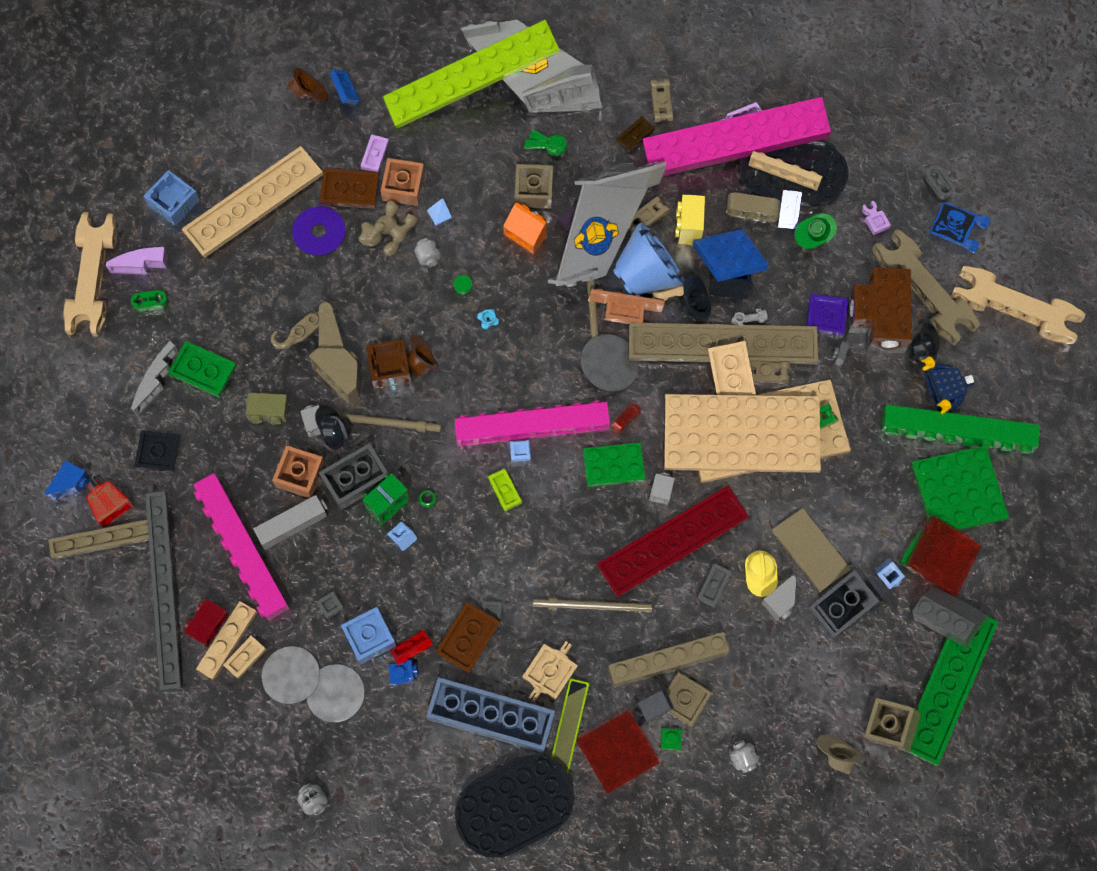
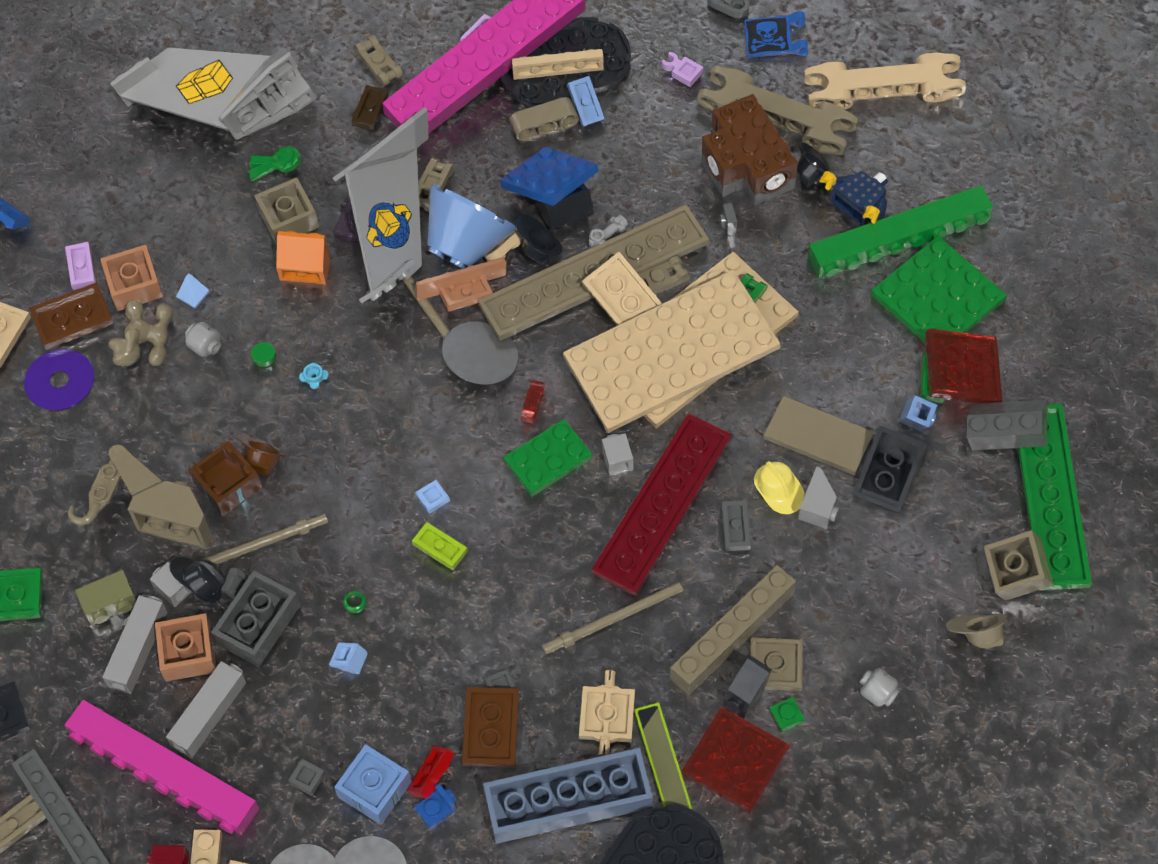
camera: 25 degrees left, 10 degrees down
(268, 450) = (134, 644): none -> light grey brick
(354, 443) = (234, 582): none -> dark grey plate
(386, 499) = (308, 623): green container -> none
(471, 74) = (146, 129): lime plate -> none
(532, 423) = (429, 460): dark pink brick -> none
(690, 219) = (483, 161): light yellow brick -> none
(815, 230) = (627, 108): green piece -> none
(827, 314) = (689, 187): dark purple tile -> none

